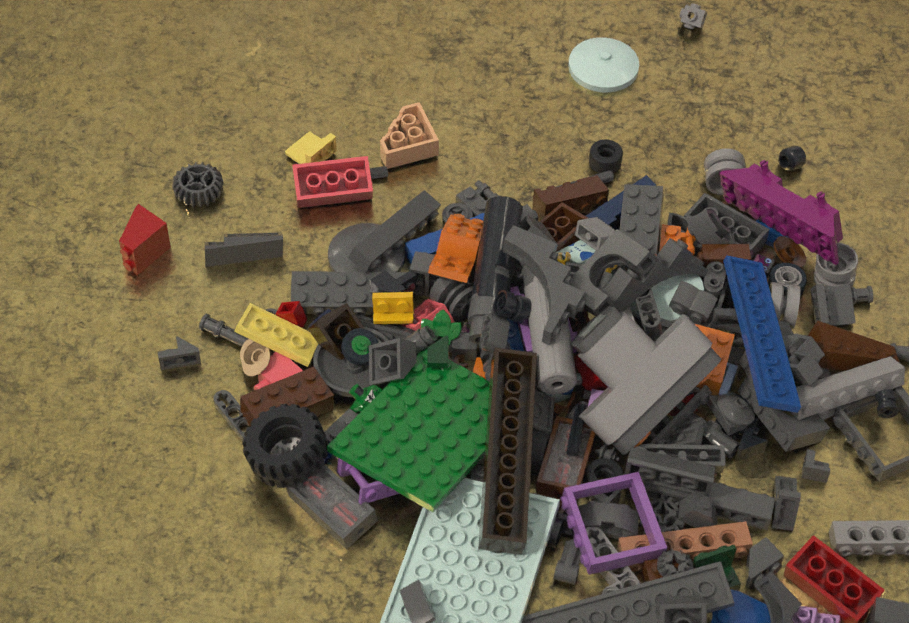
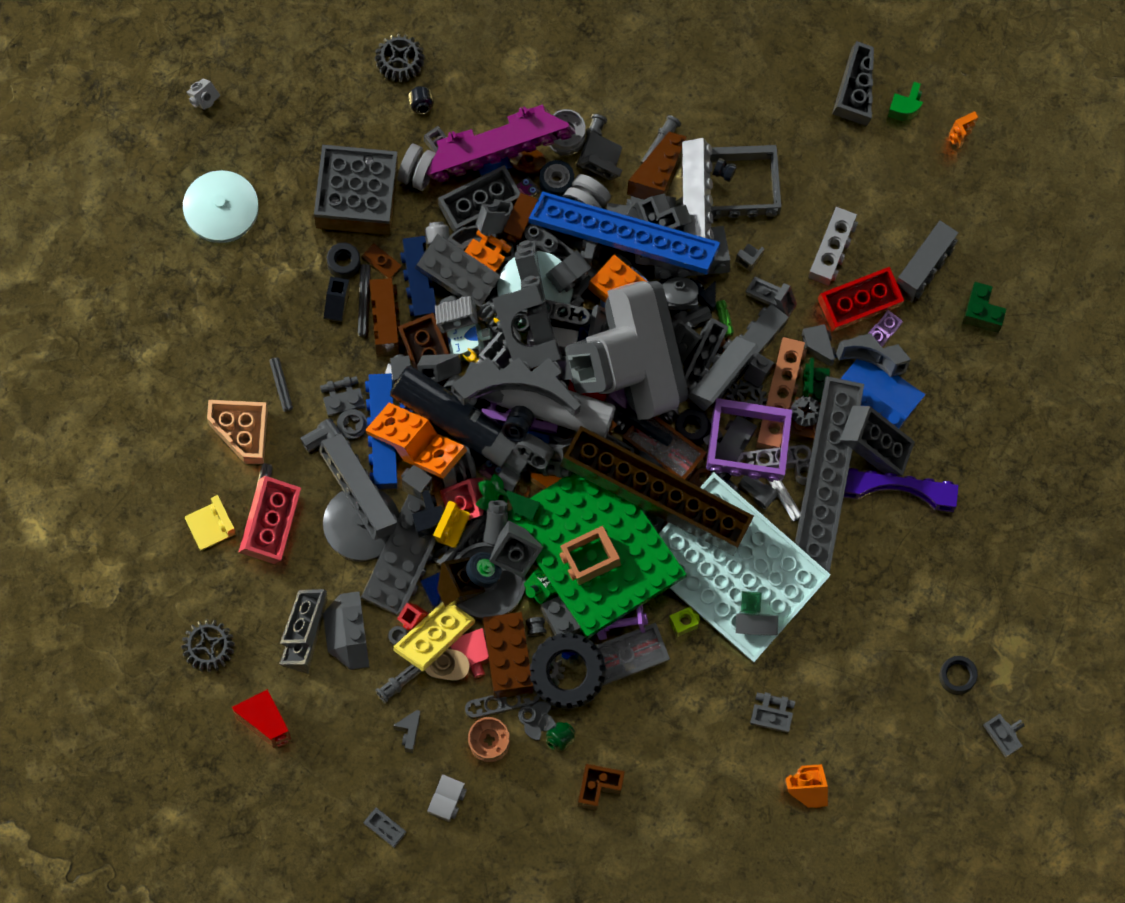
camera: 70 degrees left, 20 degrees up
(75, 370) = (385, 827): none -> dark grey plate
(122, 406) = (446, 798): none -> light grey brick
(184, 522) = (597, 780): none -> reddish brown brick
(192, 415) = (491, 728): none -> nougat wheel
(223, 478) = (560, 736): none -> dark green head
(232, 457) = (539, 721): none -> dark grey plate
(256, 278) = (346, 631): none -> dark grey wedge
(327, 418) = (535, 627): none -> dark grey wheel
(389, 537) = (681, 629): none -> lime brick
(424, 429) = (596, 570): none -> nougat window
(436, 587) = (750, 602): none -> clear green brick
(443, 195) = (323, 431): none -> dark grey piece
(466, 155) = (281, 384): none -> dark grey axle
(567, 161) = (336, 299): none -> black slope
(579, 588) = (786, 499): none -> white axle
(622, 177) = (381, 261): none -> reddish brown plate
(672, 206) = (436, 228): none -> light grey head
(673, 135) = (356, 189): none -> dark grey piece
(736, 469) = (724, 316): none -> bright green axle
(820, 131) = (403, 49): none -> dark grey gear

